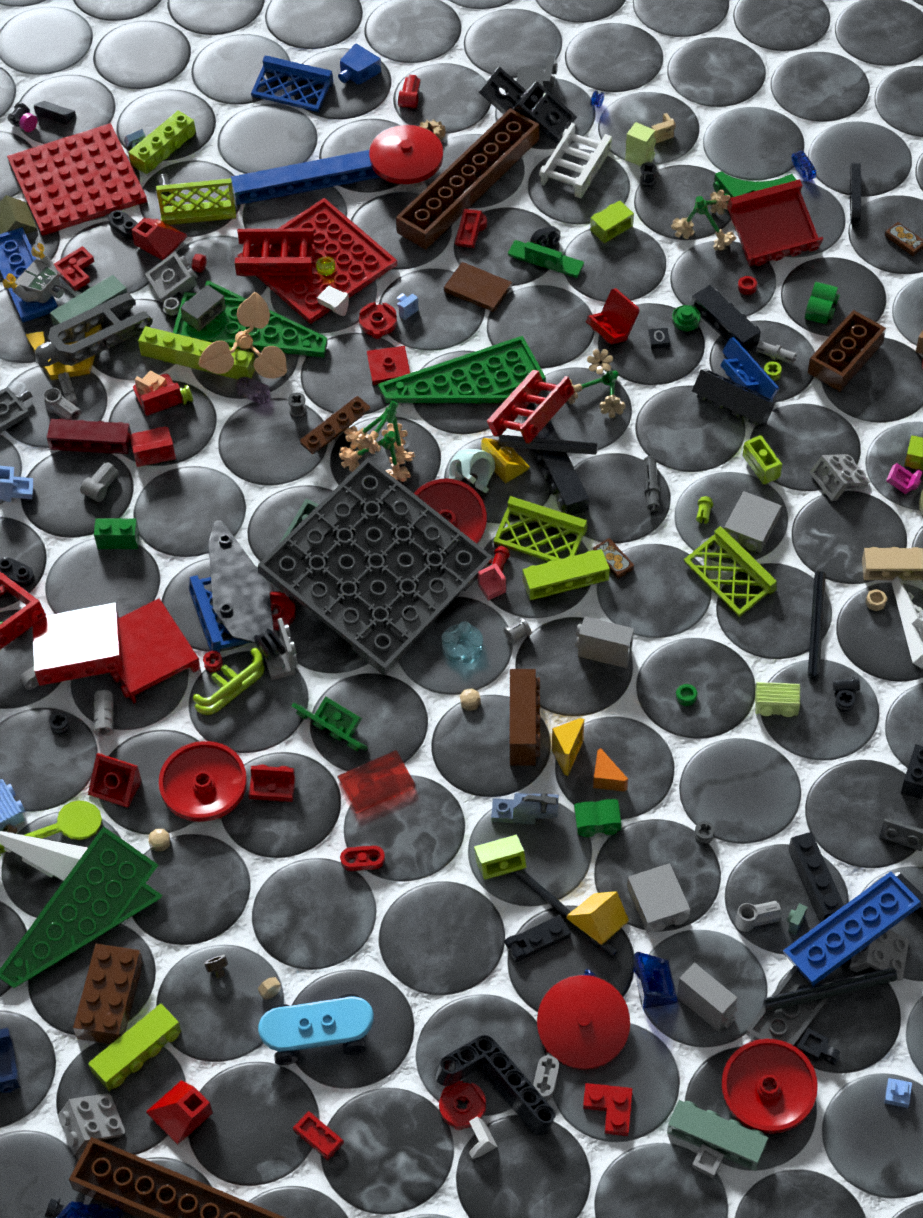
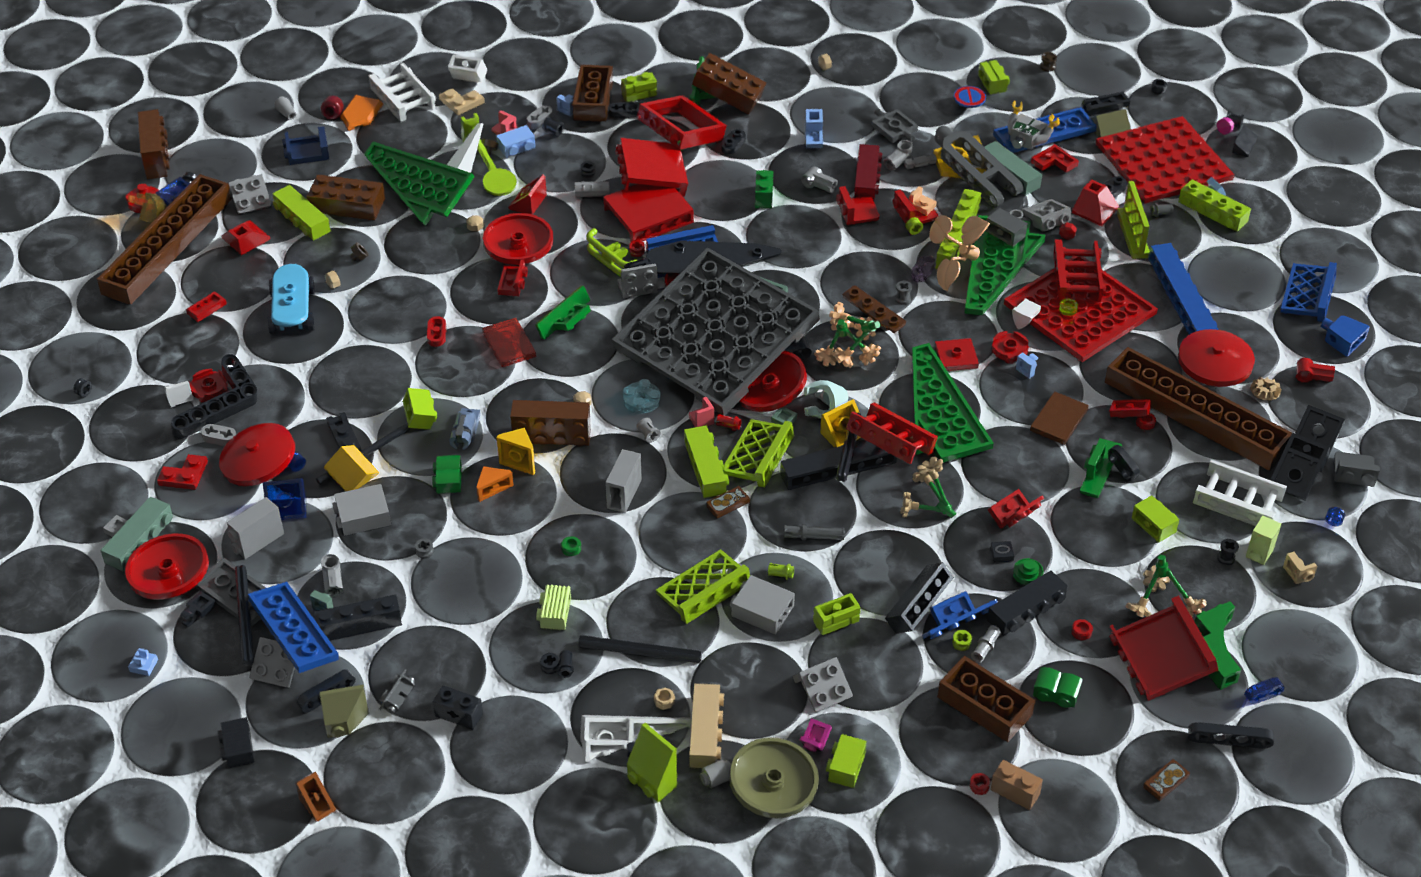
camera: 90 degrees right, 10 degrees down
(494, 510) = (783, 414): none -> sand green plate

